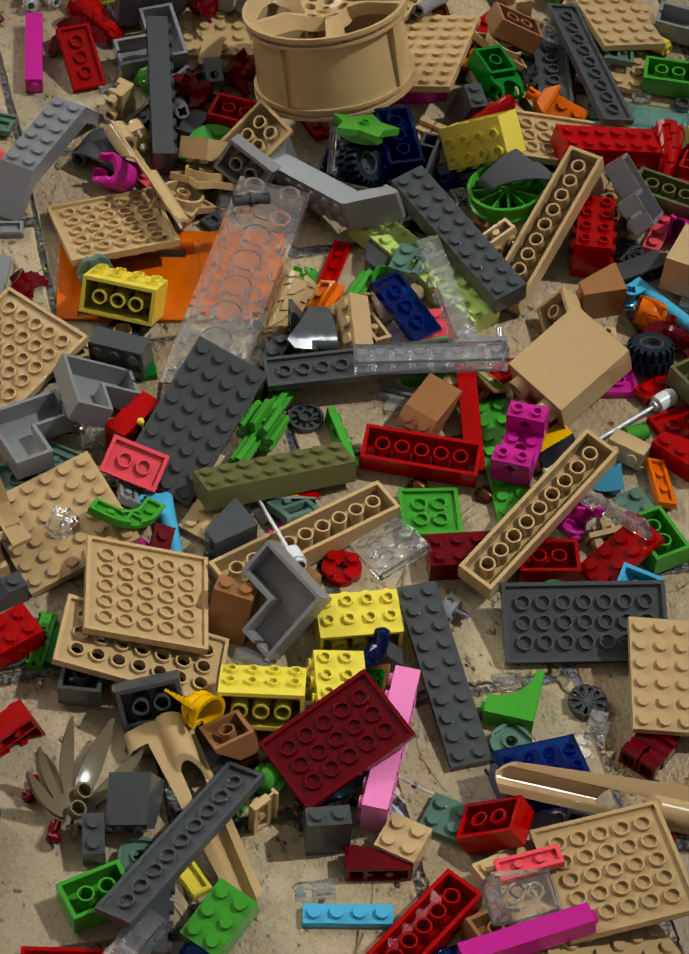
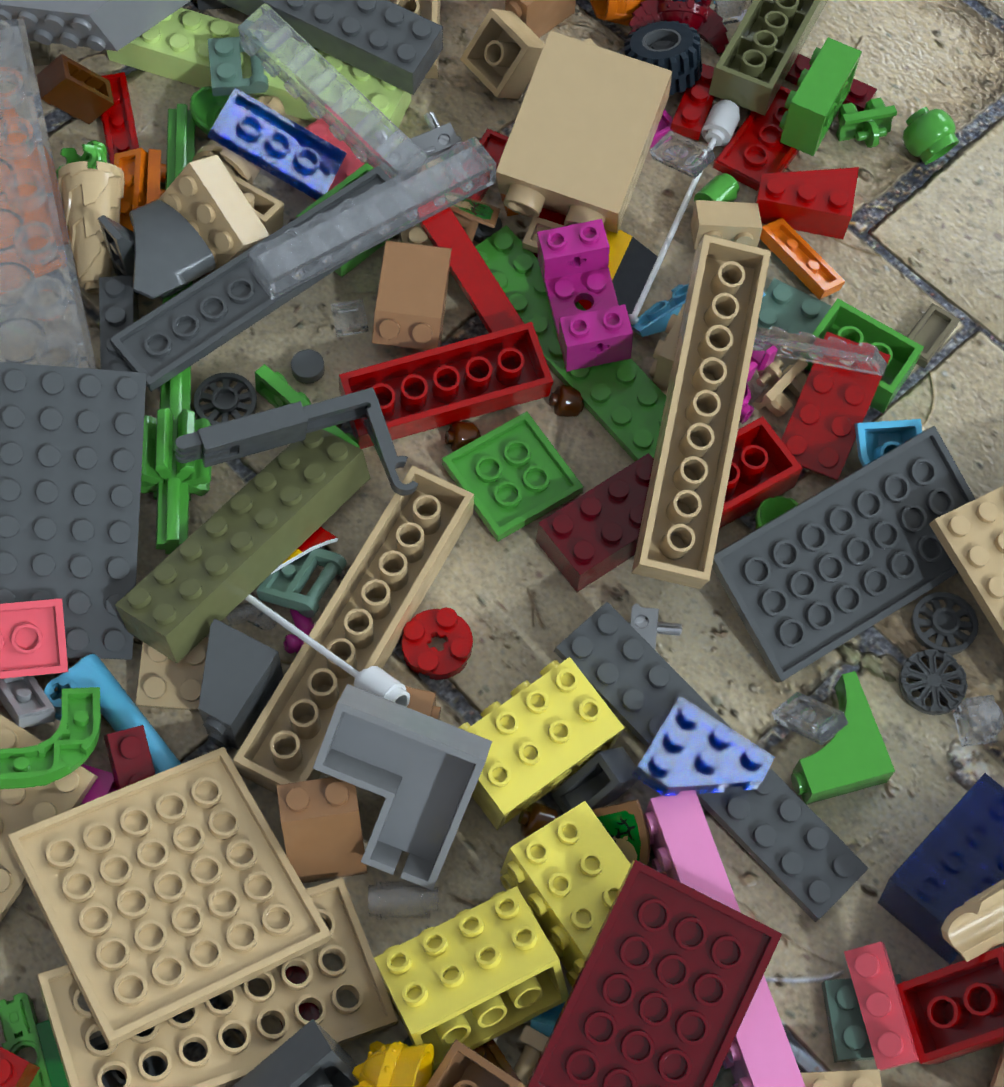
camera: 30 degrees left, 15 degrees up
(318, 240) = (75, 89): none -> reddish brown brick
(325, 432) = (289, 425): none -> dark grey hinge
(357, 420) = (307, 366): none -> dark grey tile
(375, 256) = (177, 80): dark grey slope -> none
(377, 647) = (596, 785): clear blue arm -> none
(390, 547) = (496, 572): clear plate -> none
(397, 389) = (341, 286): light grey tile -> none
(434, 659) = (700, 755): none -> clear blue plate
(453, 808) = (881, 1006): none -> coral plate
(508, 733) = (859, 835): sand green plate -> none
(613, 680) = (944, 623): none -> dark grey wheel
(628, 405) = (682, 154): none -> clear plate

